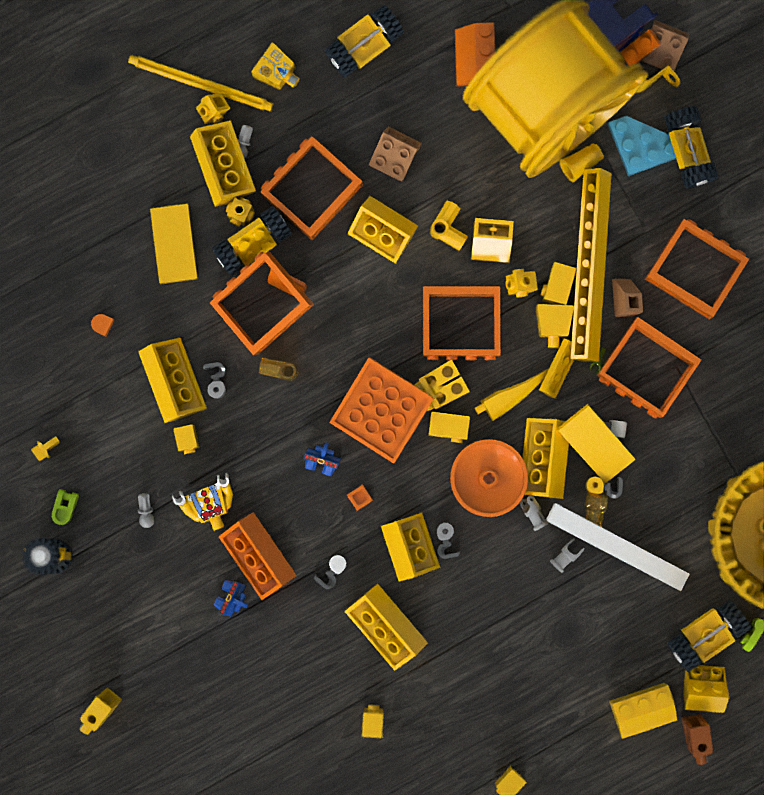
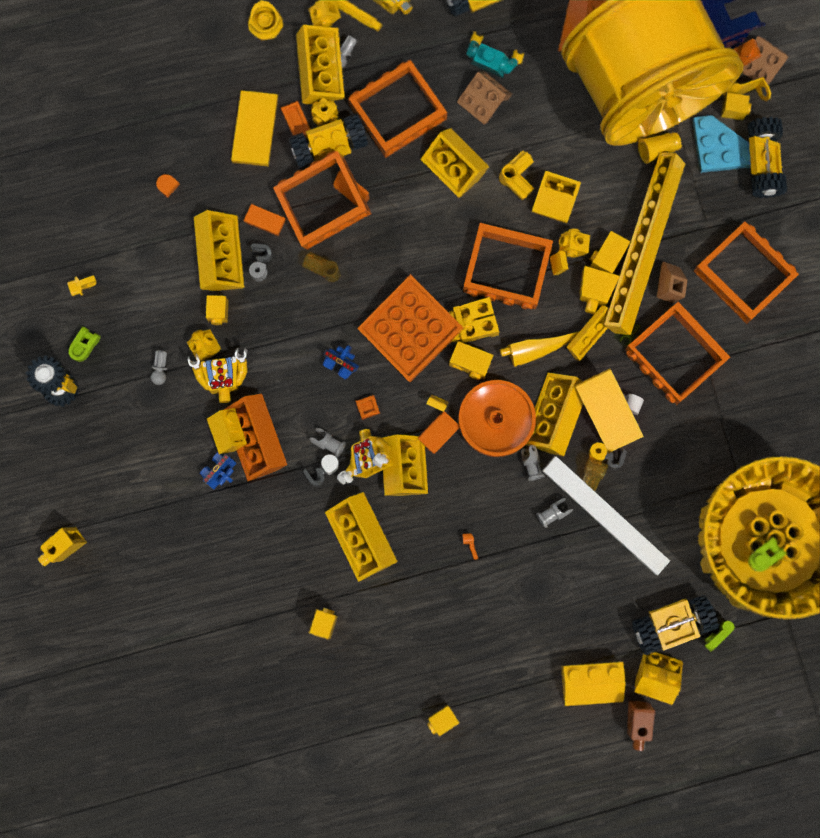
camera: 10 degrees right, 5 degrees down
(154, 130) = (265, 21): none -> yellow hat
(183, 477) = (203, 344): none -> yellow brick
(209, 335) = (264, 220): none -> orange tile
(213, 225) = (295, 119): none -> orange tile
(229, 558) = (226, 431): none -> yellow brick
(331, 543) = (329, 443): none -> light grey piece
(372, 549) = (367, 457): none -> torso
(391, 114) = (490, 58): none -> teal torso
(427, 477) = (437, 403): none -> yellow tile
(435, 505) = (438, 432): none -> orange slope
(444, 533) = (440, 461): leg -> none
(490, 602) = (469, 539): none -> orange hand
(511, 306) = (559, 262): none -> yellow tile
(648, 100) = (735, 106): none -> yellow brick

